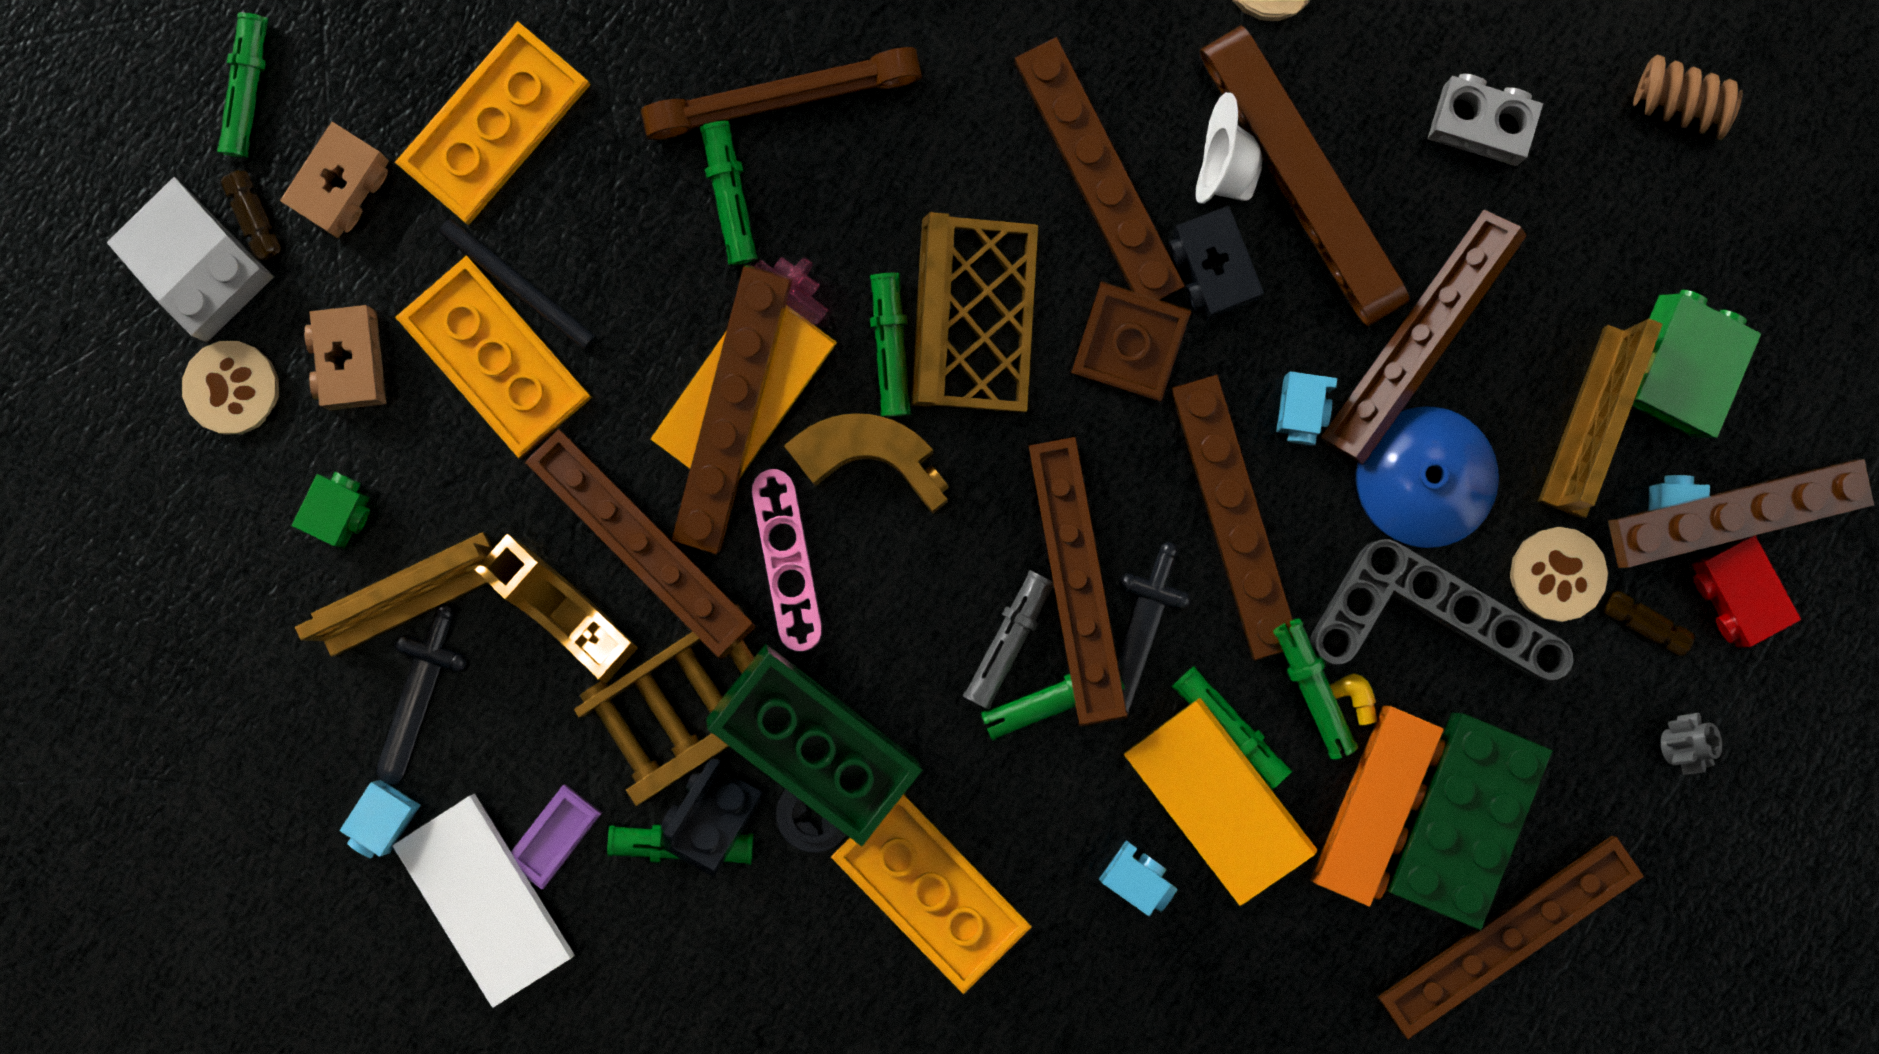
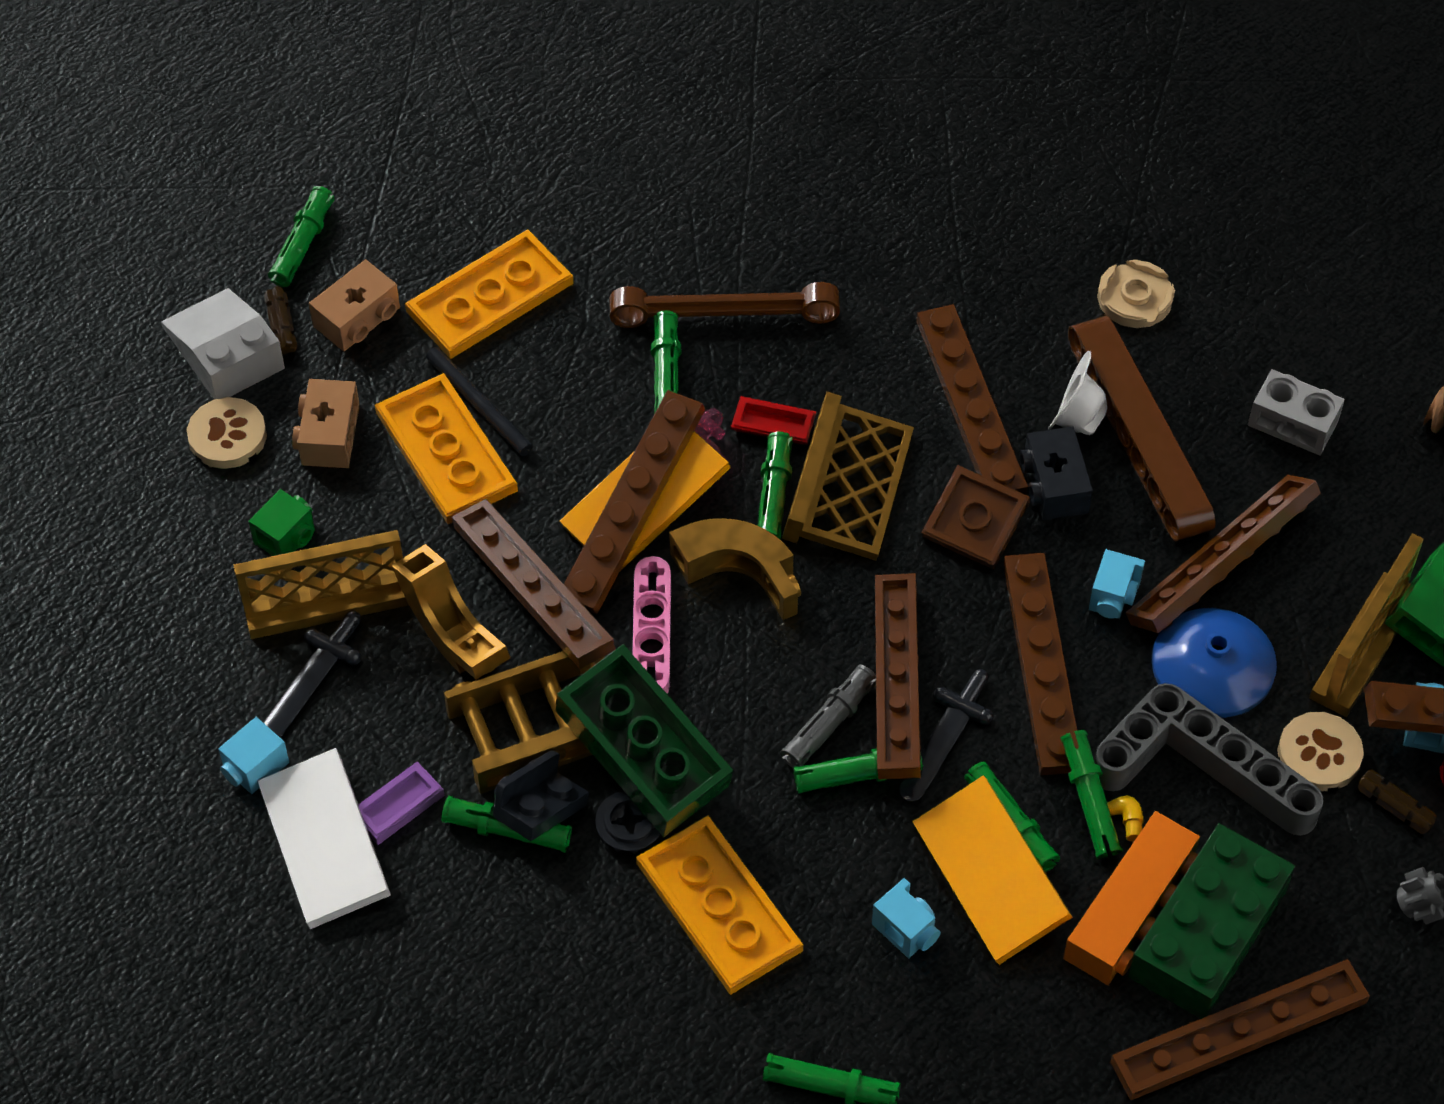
camera: 10 degrees right, 30 degrees down
(871, 246) = (764, 417): none -> red tile

